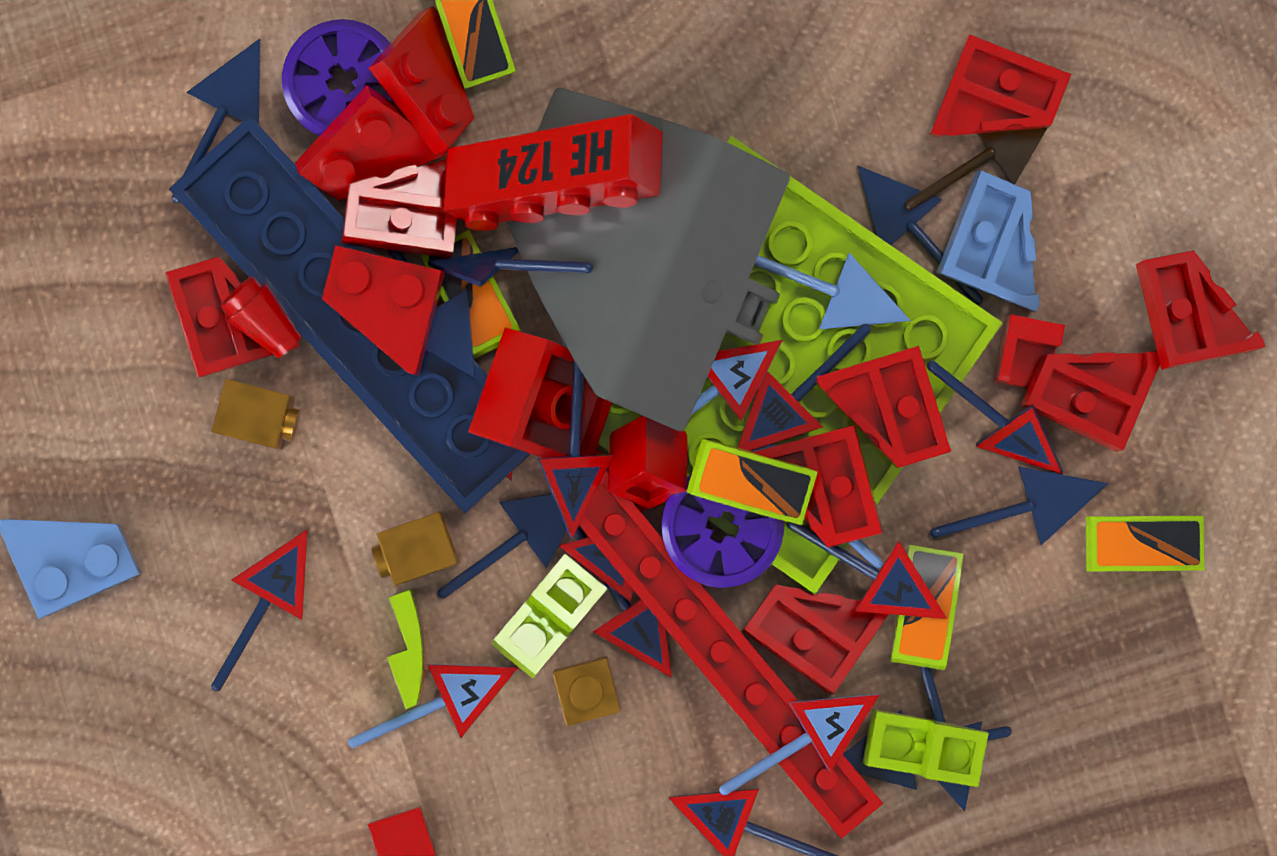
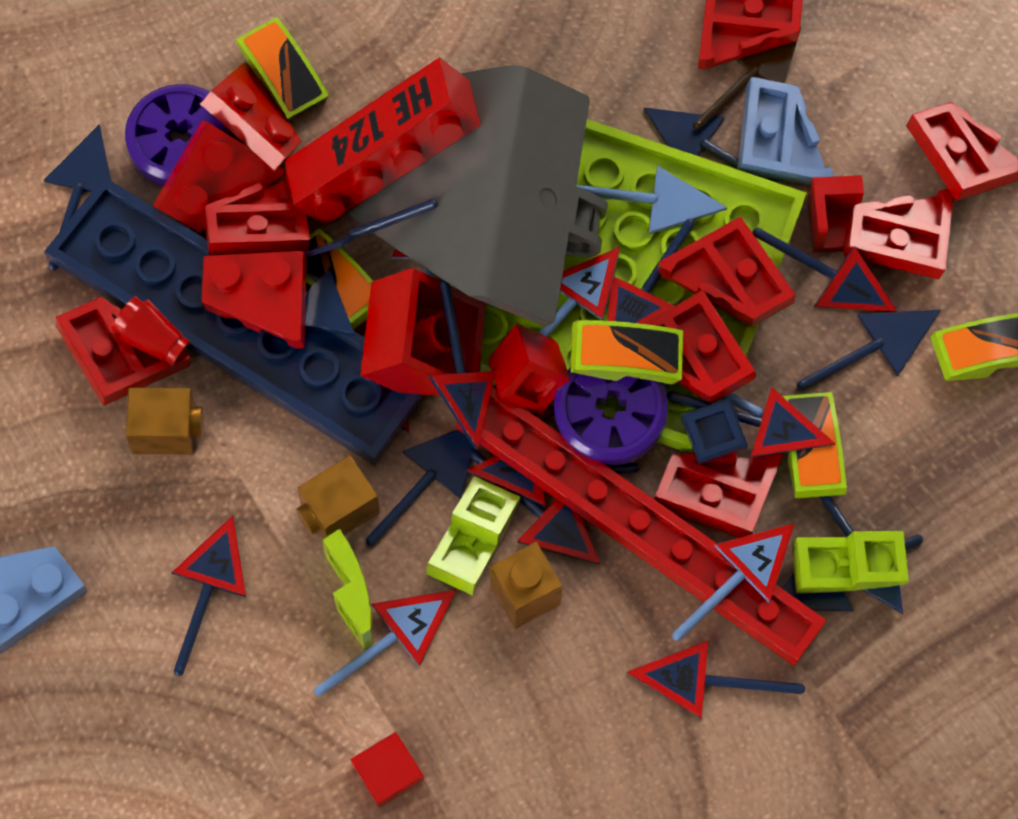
camera: 15 degrees left, 20 degrees down
(824, 577) = (714, 431): none -> dark blue tile

